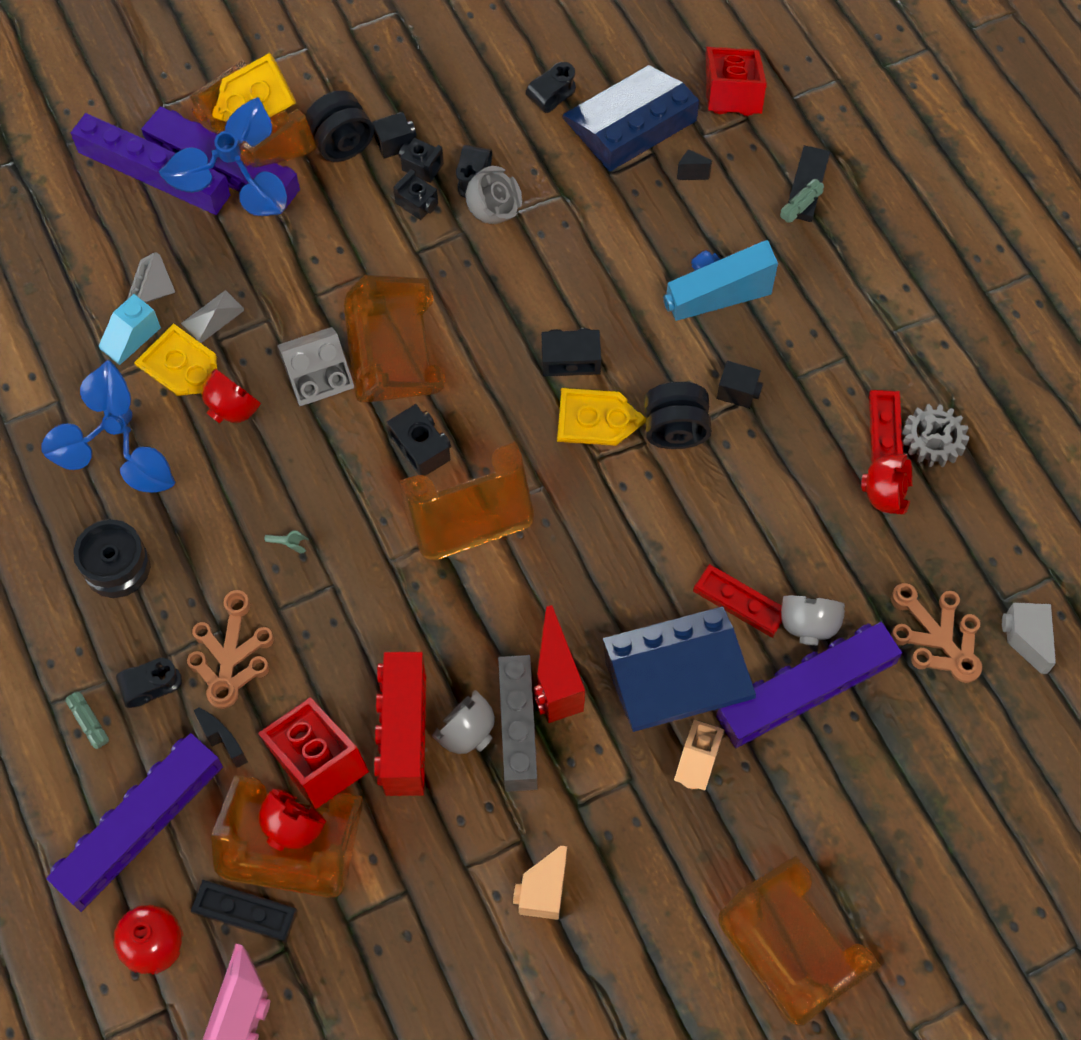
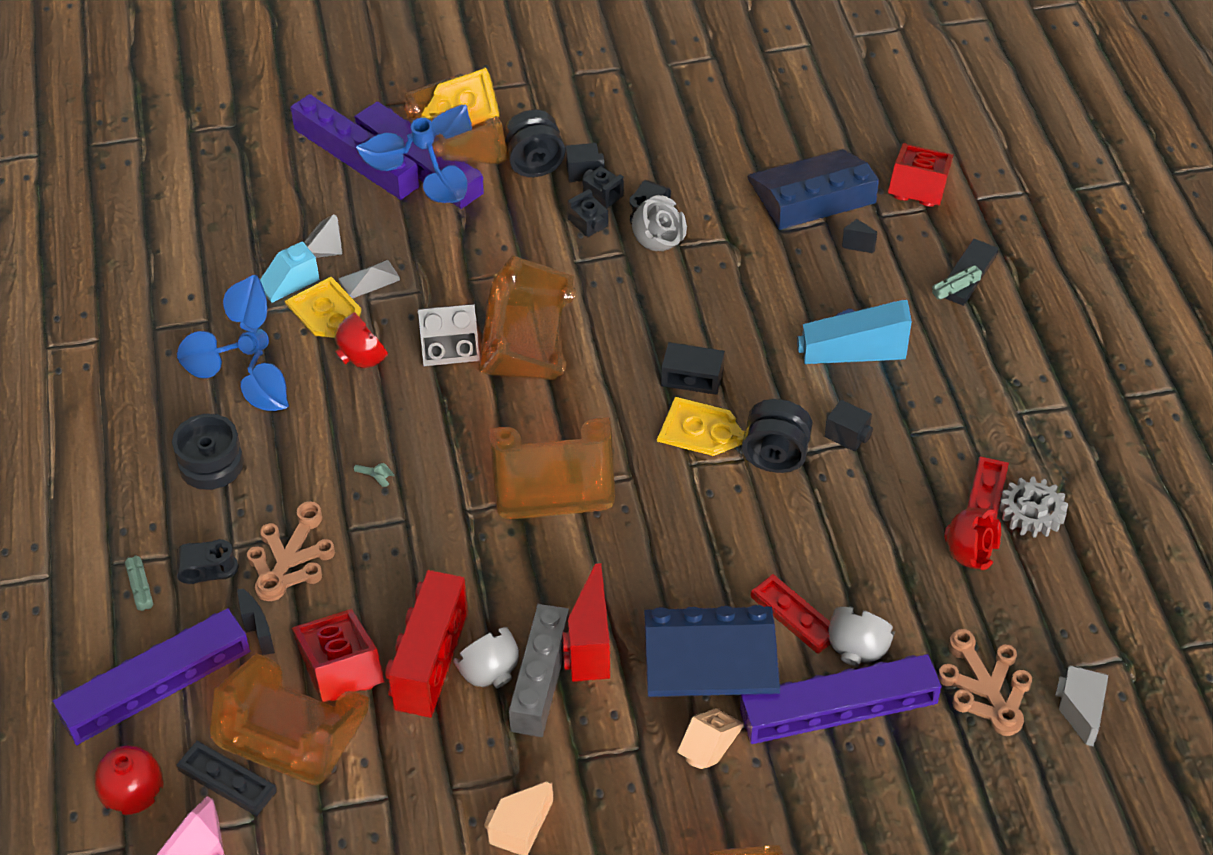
camera: 15 degrees right, 15 degrees down
(288, 822) = (292, 703): red cylinder -> none
(424, 455) = (525, 411): black brick -> none
(551, 87) = (742, 151): black piece -> none

